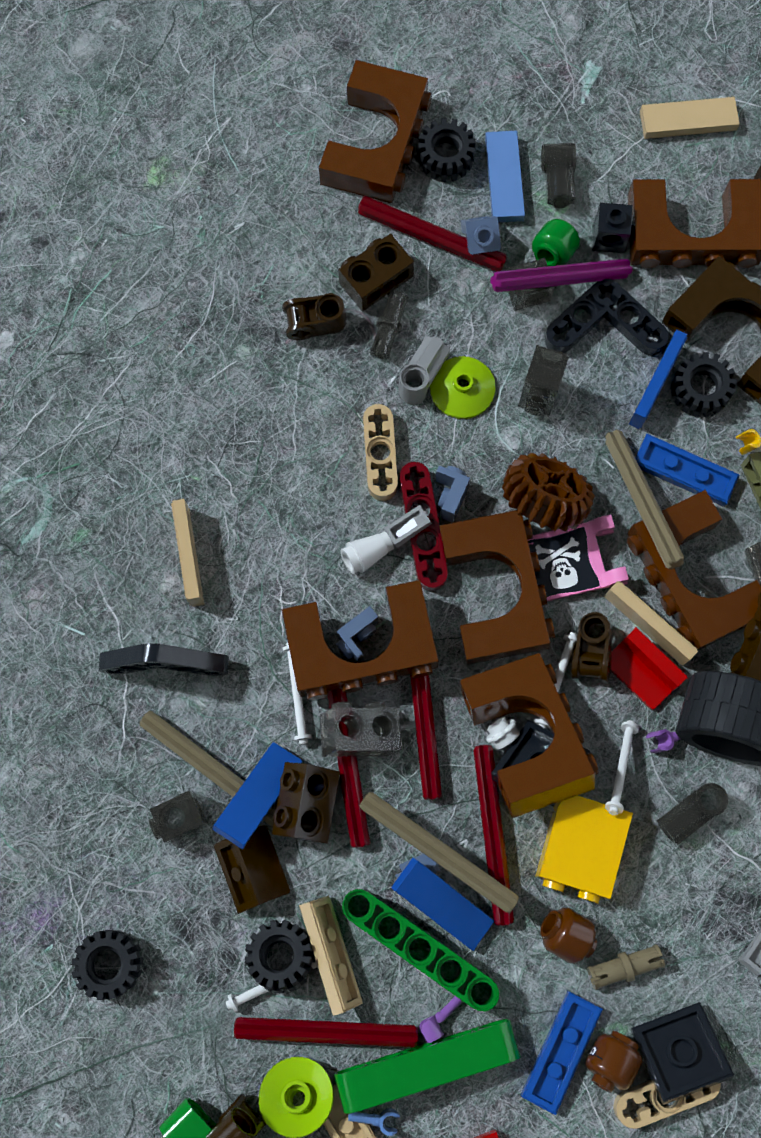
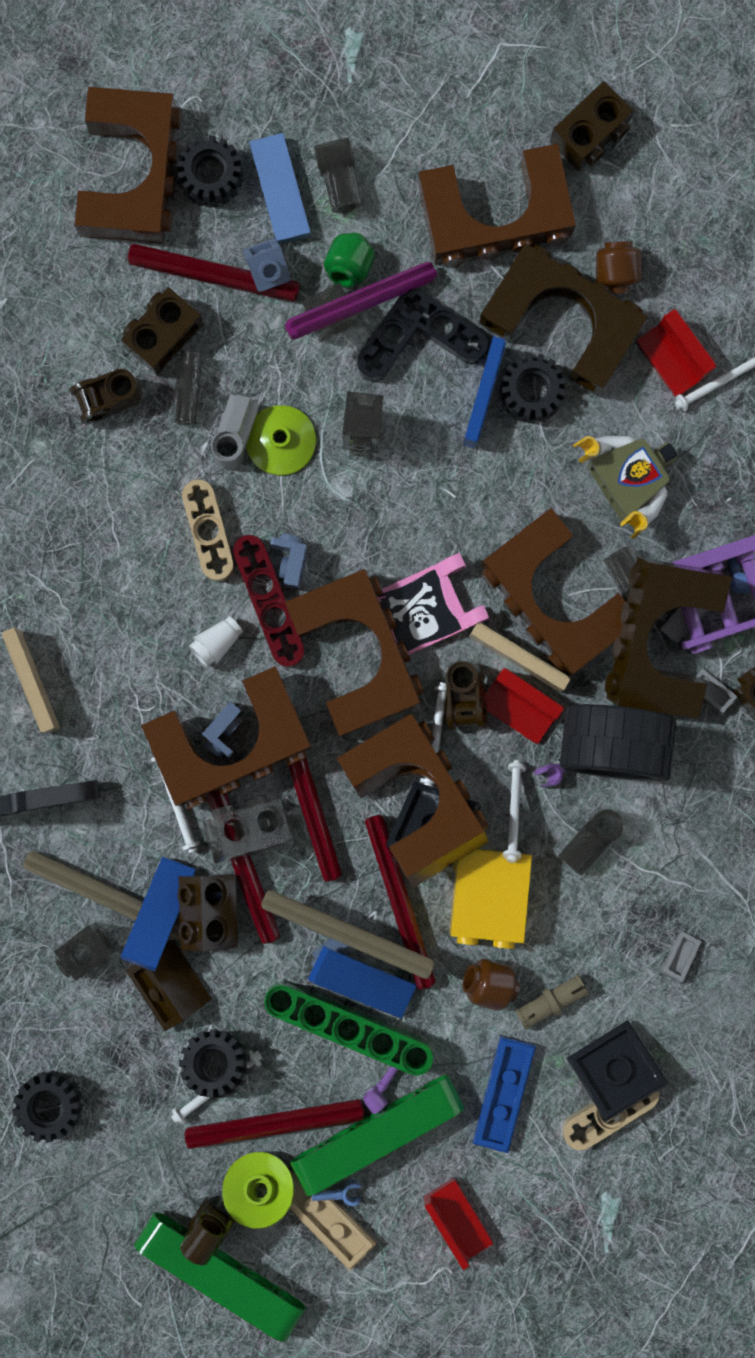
camera: 15 degrees left, 10 degrees up
(331, 955) = (263, 1051): tan tile -> none
(407, 526) = (252, 607): light grey piece -> none
(502, 732) = (390, 800): white plate -> none
(548, 492) = (389, 543): reddish brown gear -> none
(612, 227) = (406, 229): black brick -> none
(614, 1061) = (554, 1093): reddish brown head -> none
(644, 500) = (489, 531): dark tan axle -> none
(686, 469) = (529, 485): blue tile -> none
(689, 117) = (469, 78): tan tile -> none

